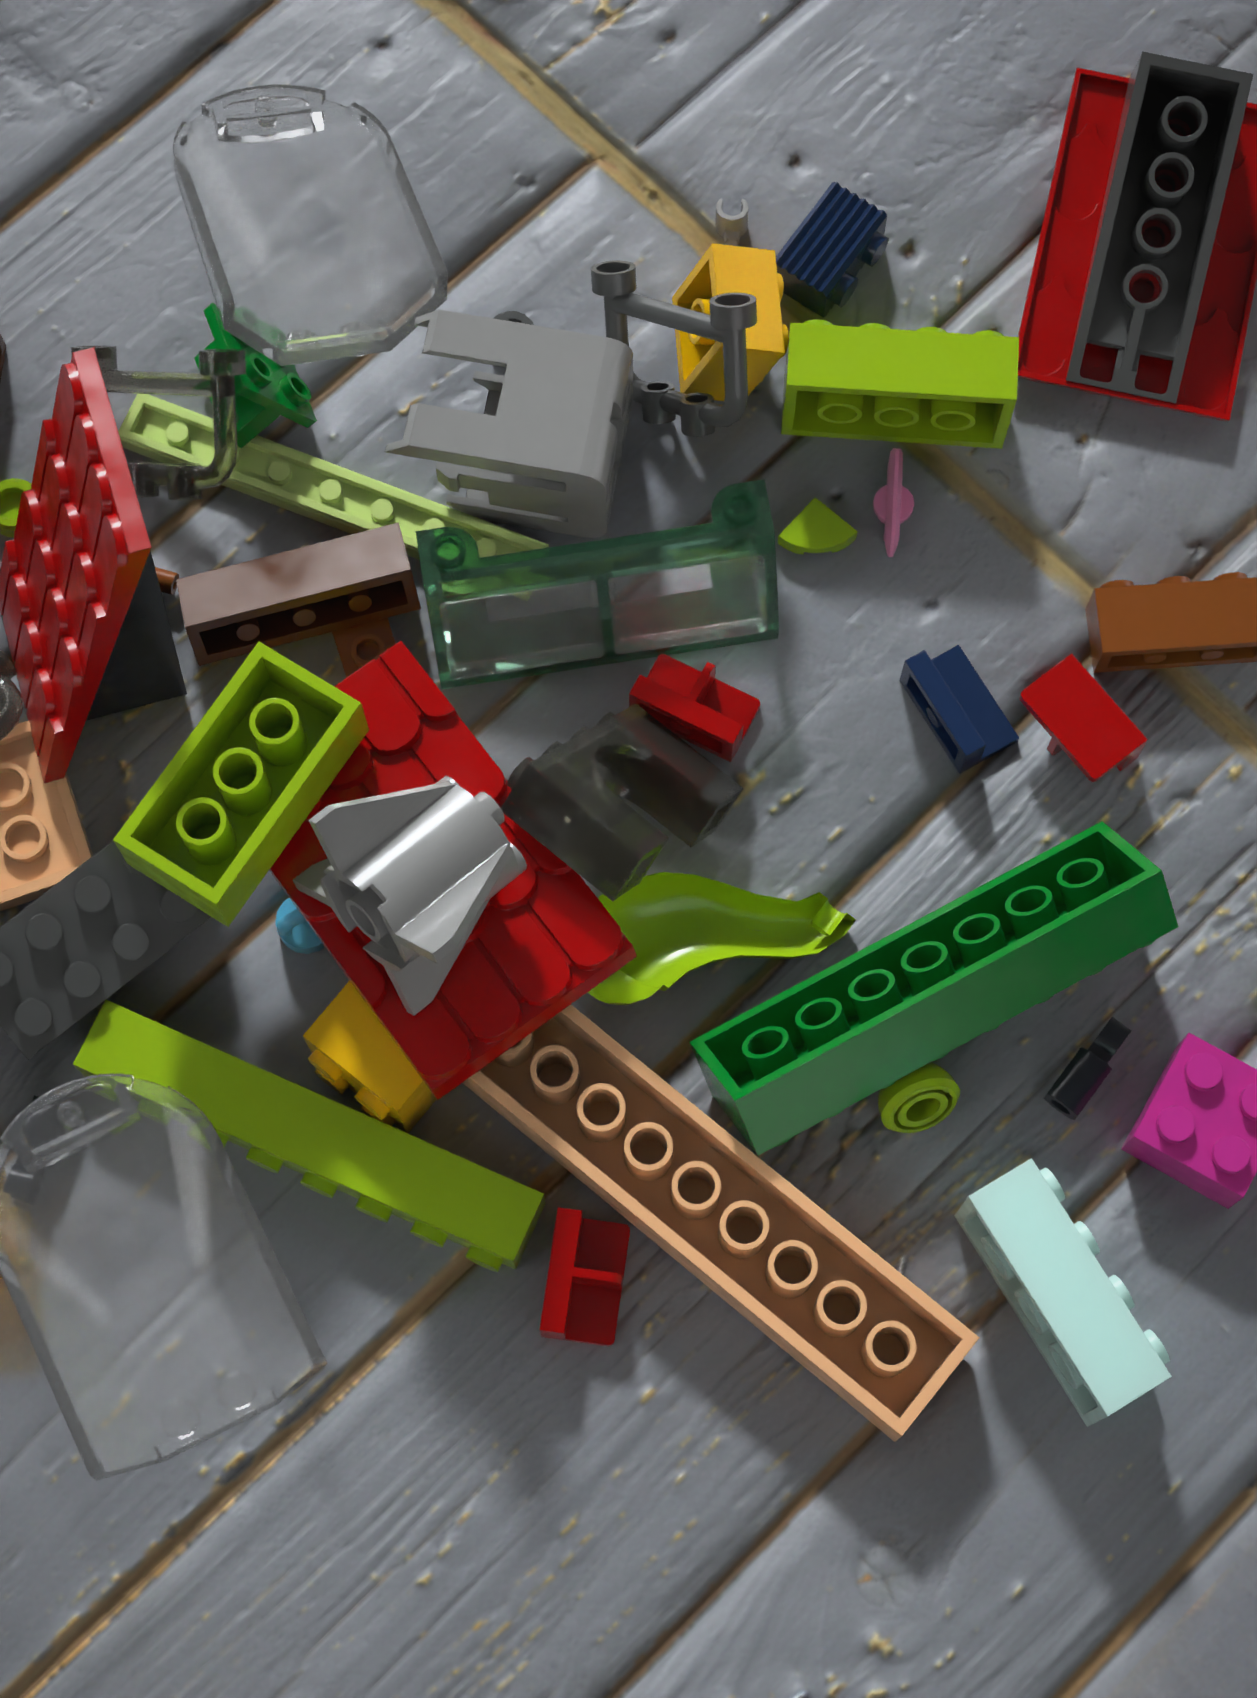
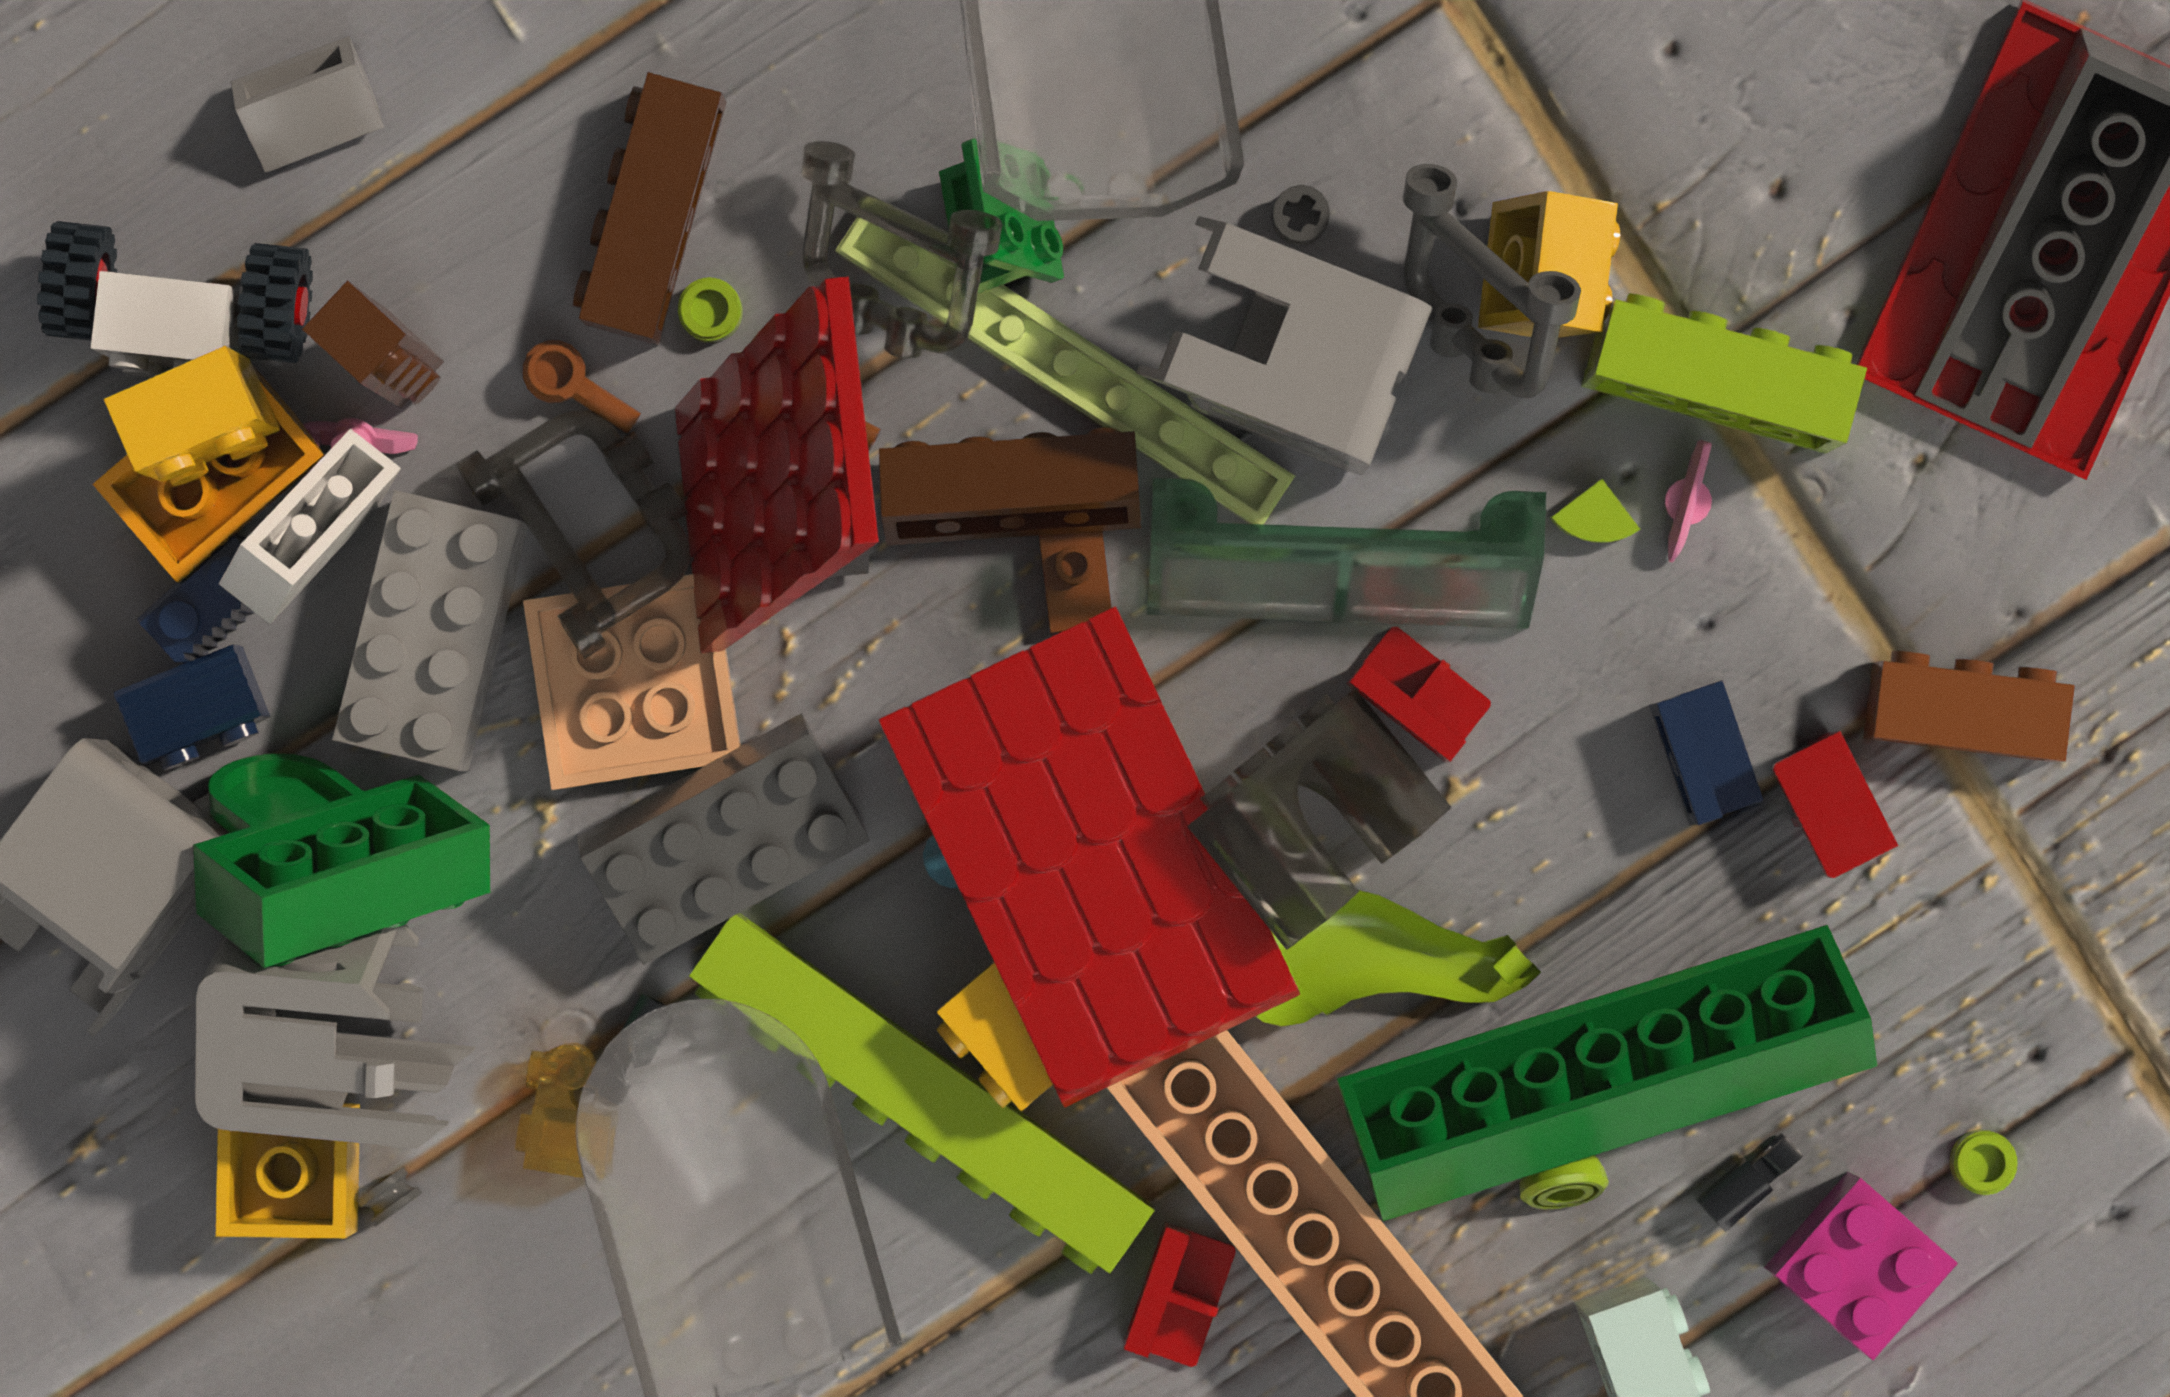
camera: 10 degrees right, 15 degrees up
(242, 783) = (923, 754): lime brick -> none
(412, 876) = (1088, 903): light grey brick -> none
(731, 227) = (1576, 135): light grey hand -> none
(830, 249) = (1683, 180): dark blue brick -> none

